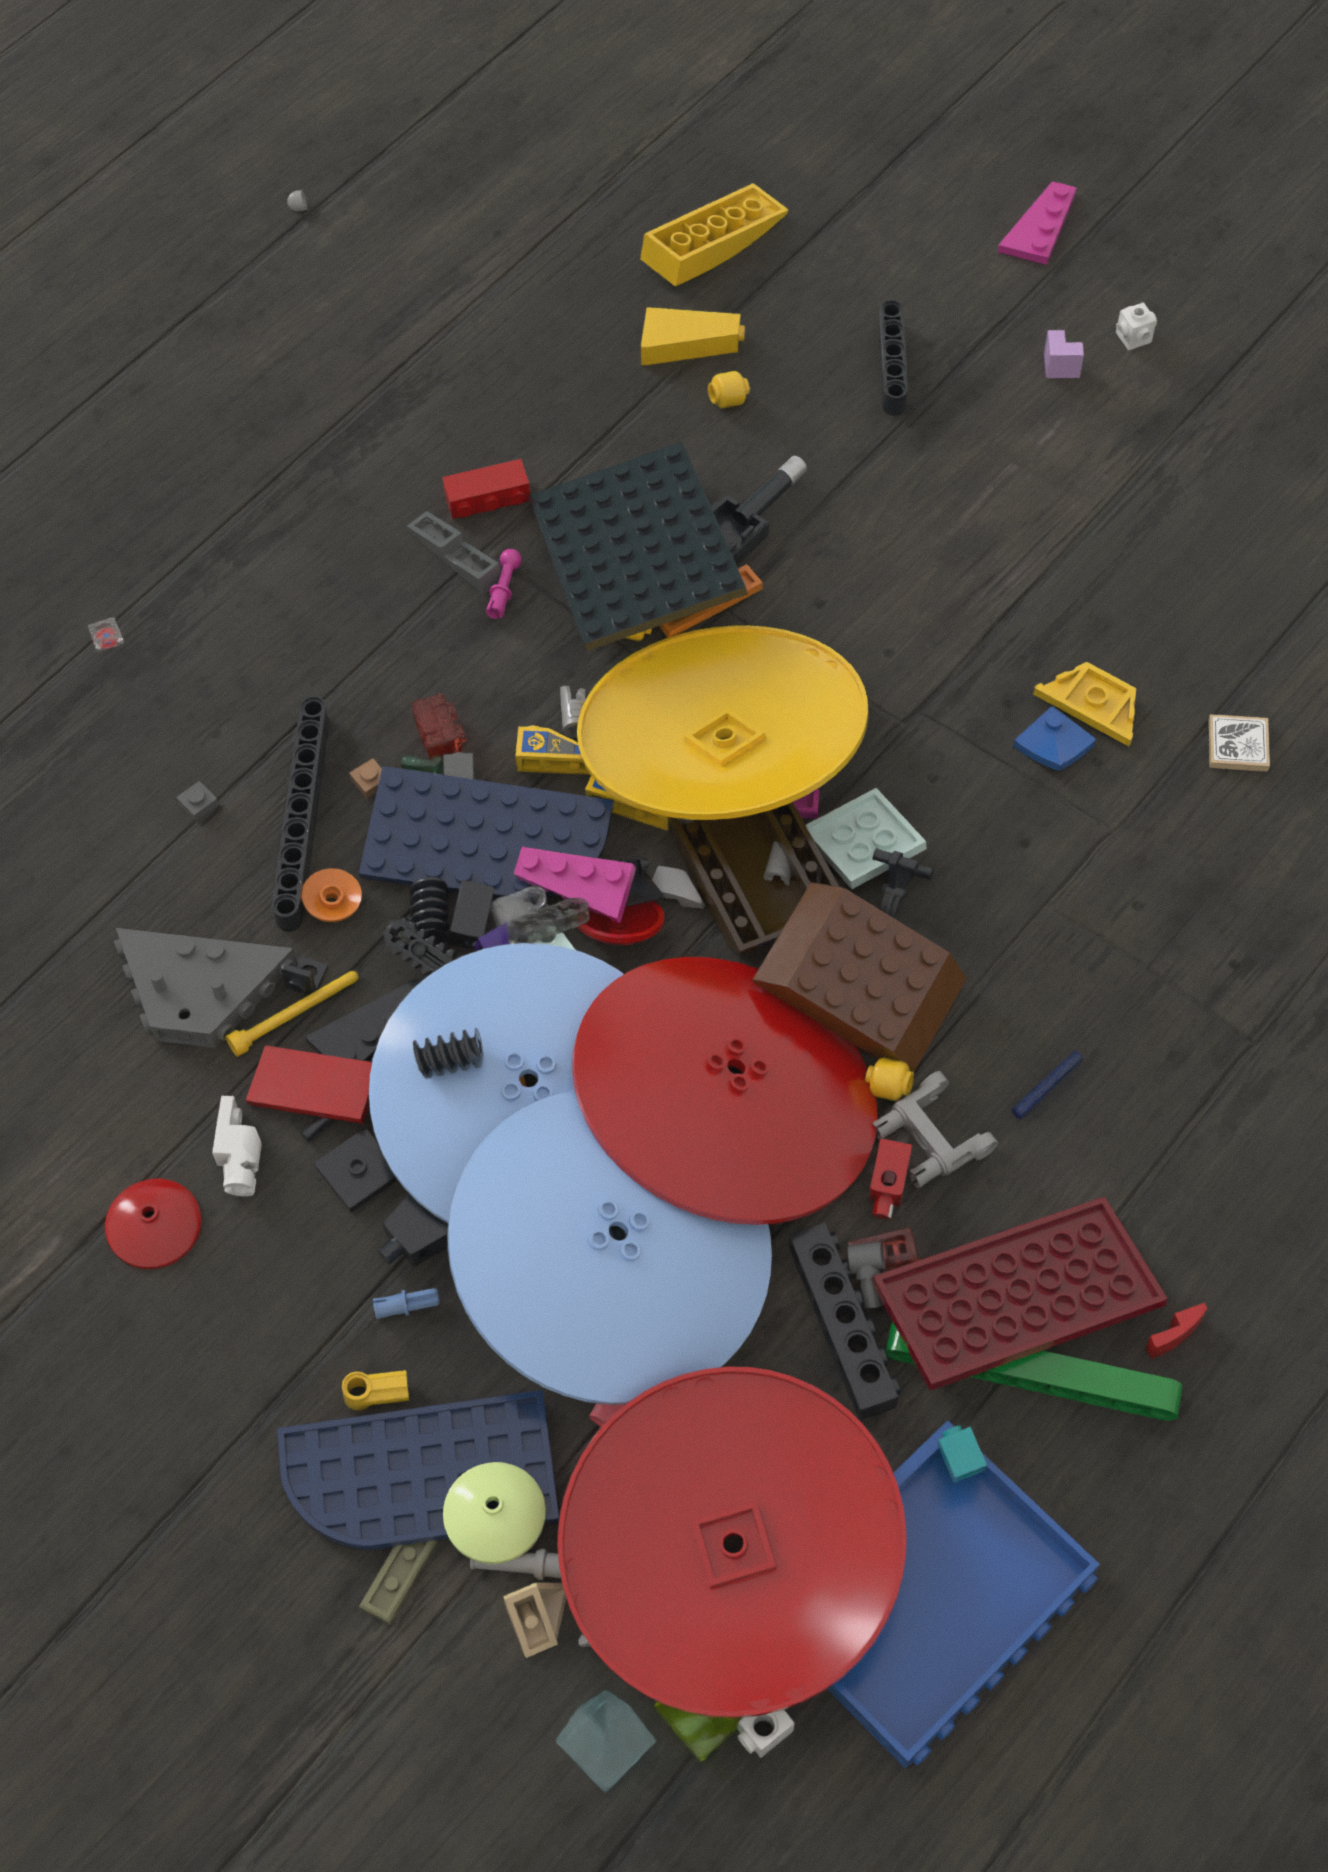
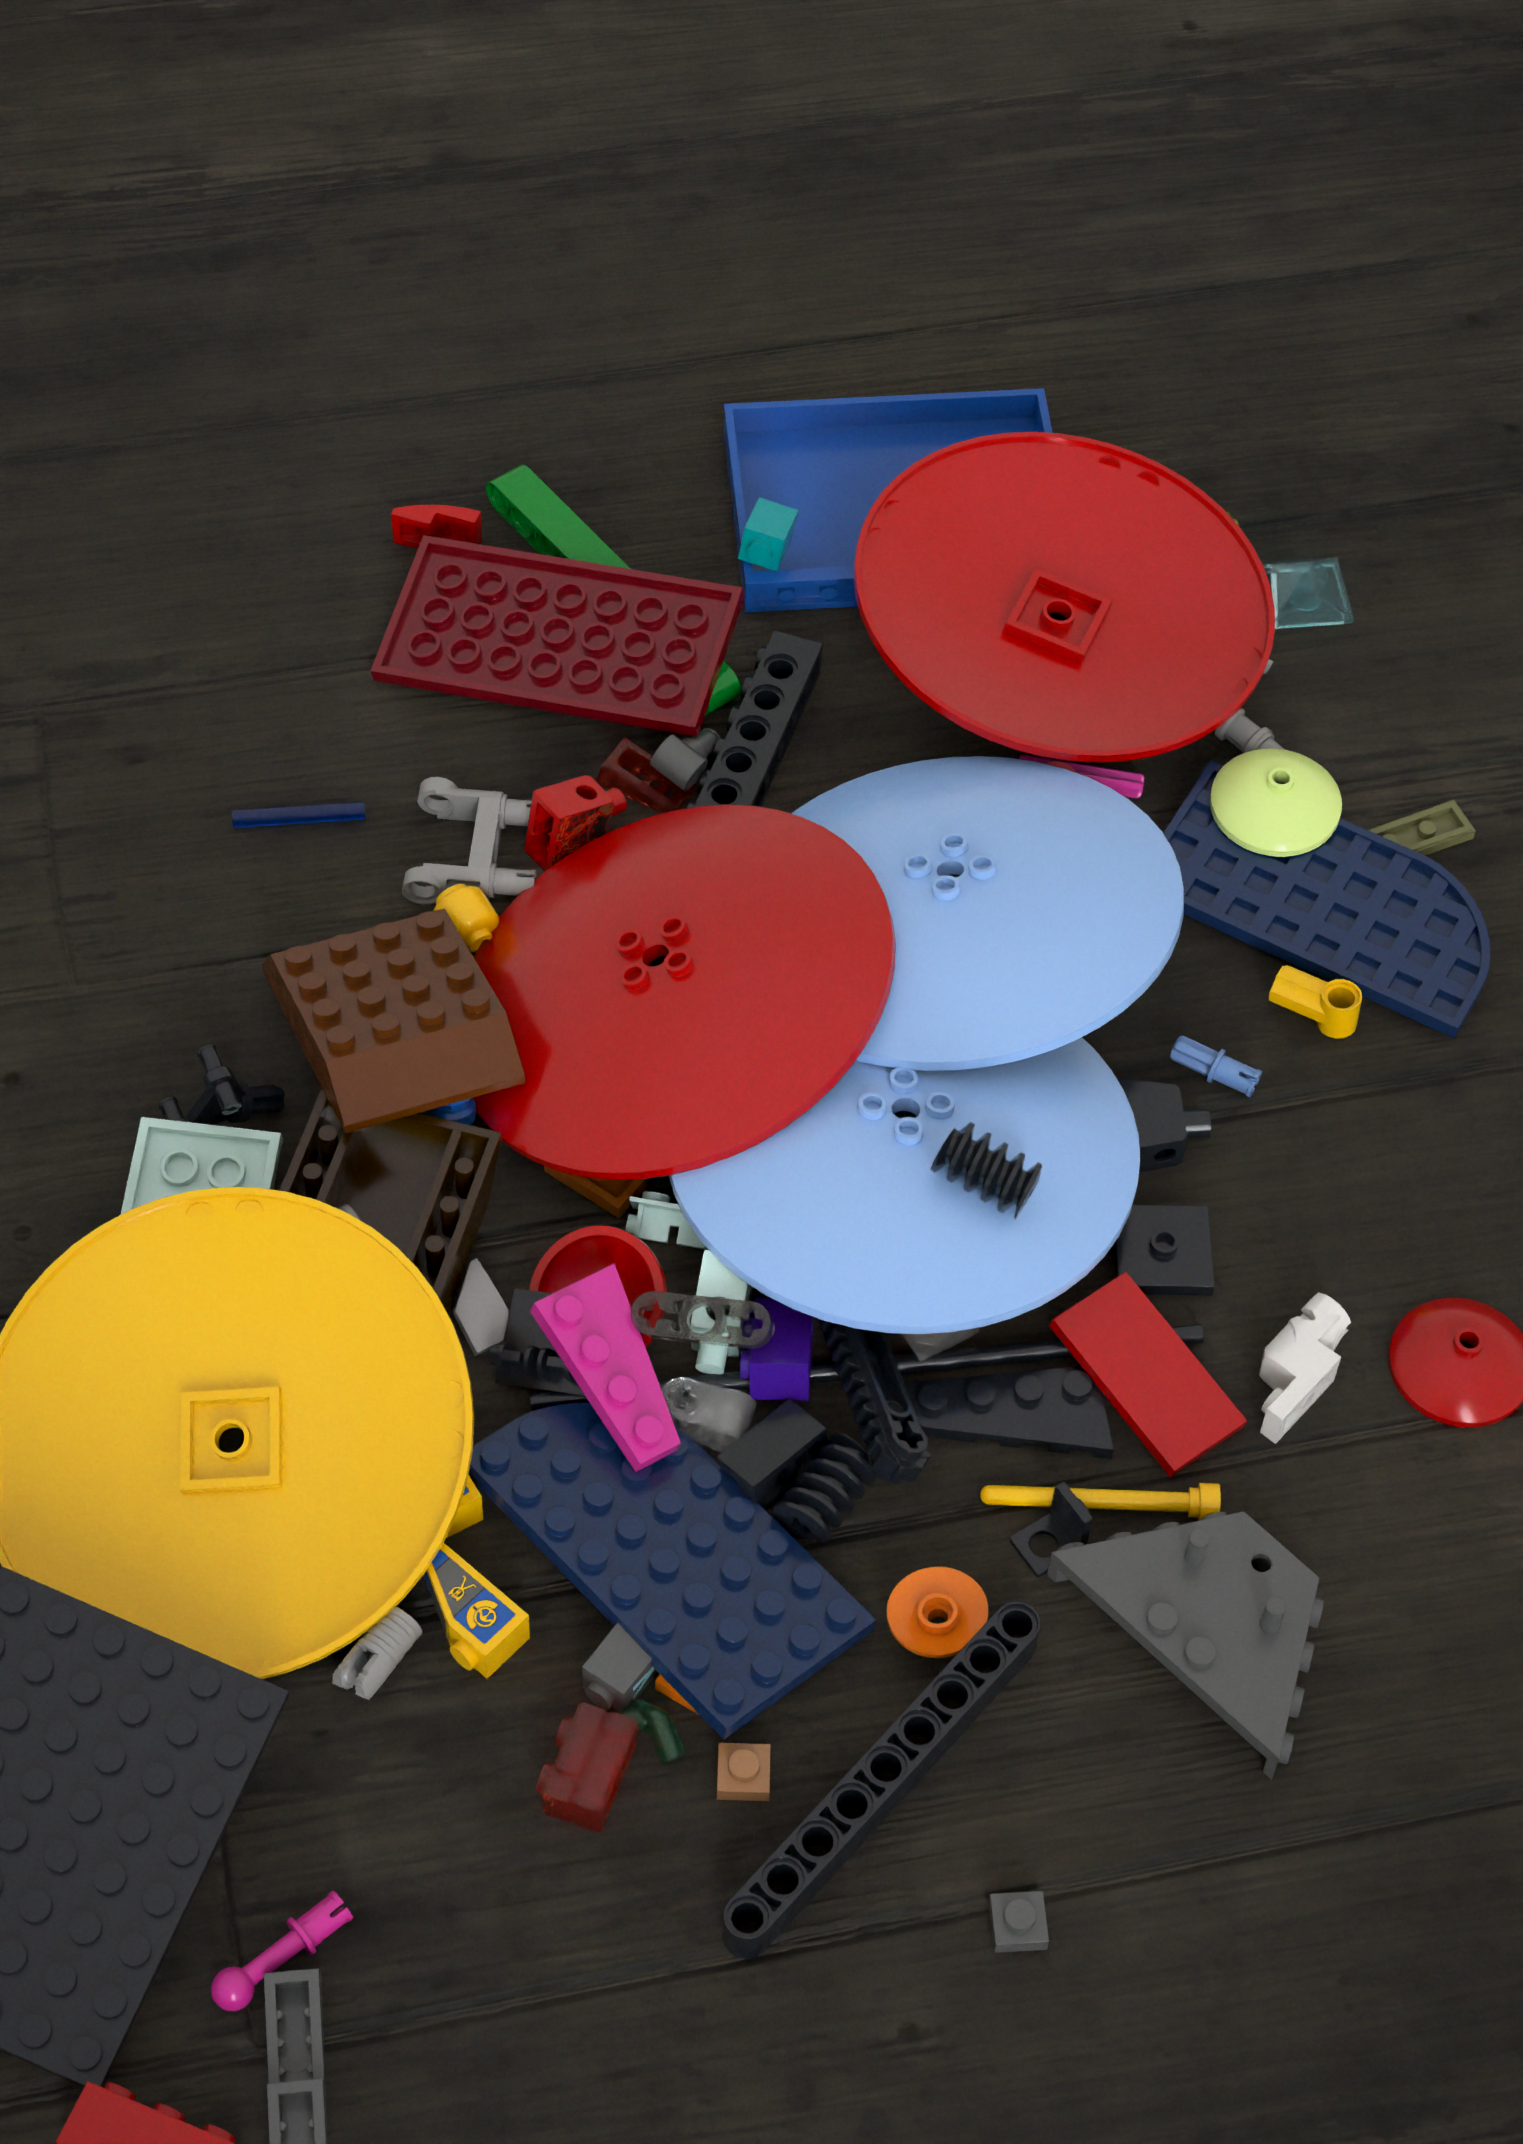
camera: 145 degrees left, 5 degrees down
(536, 1615) = (1297, 716): tan slope -> none

